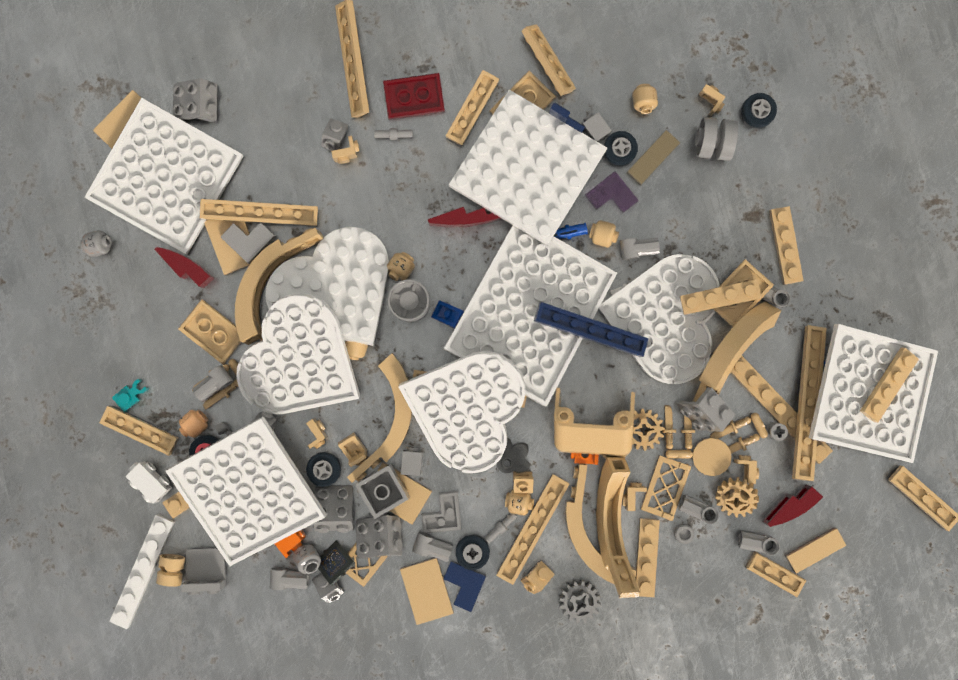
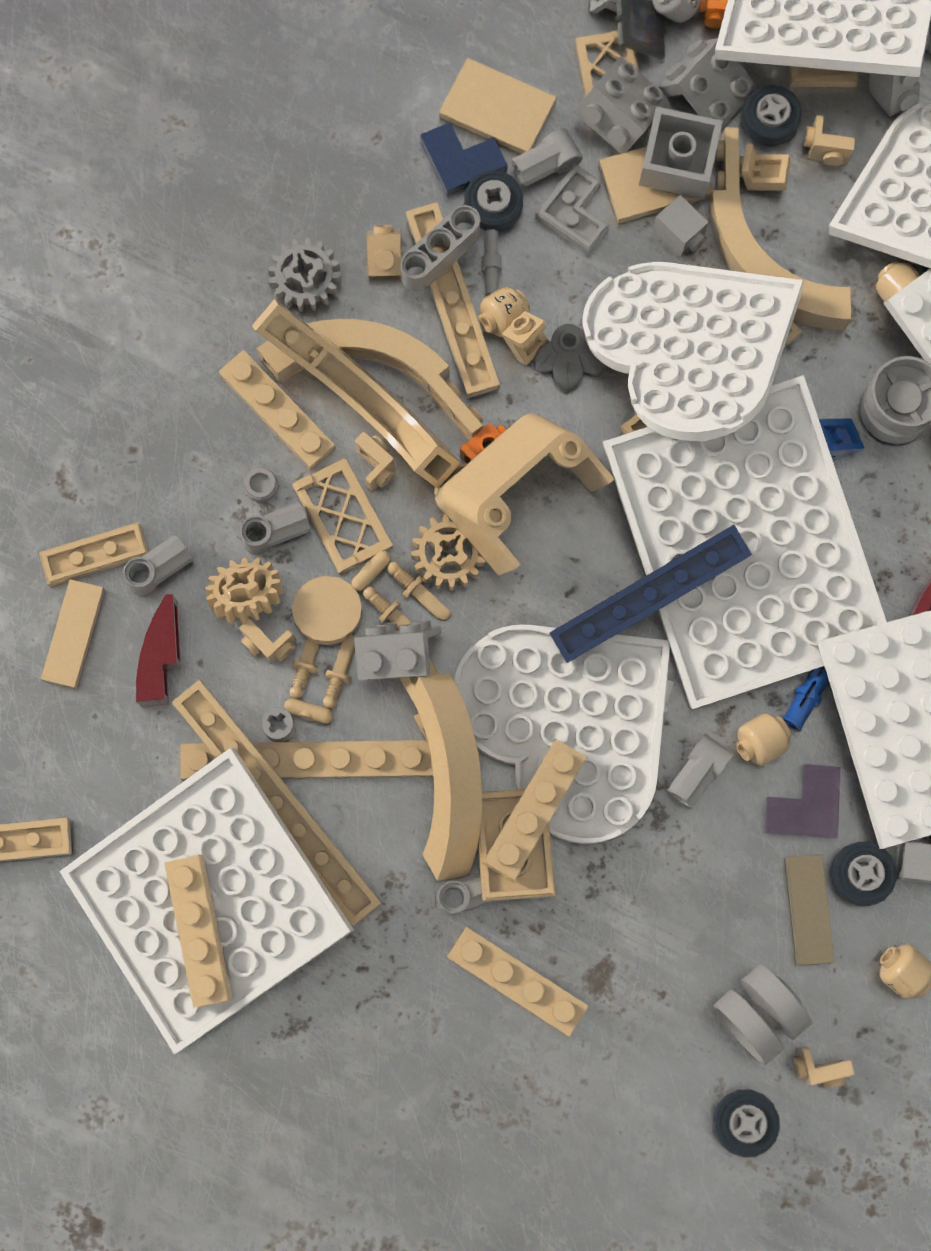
camera: 135 degrees right, 10 degrees down
(528, 557) = (443, 233): none -> light grey beam

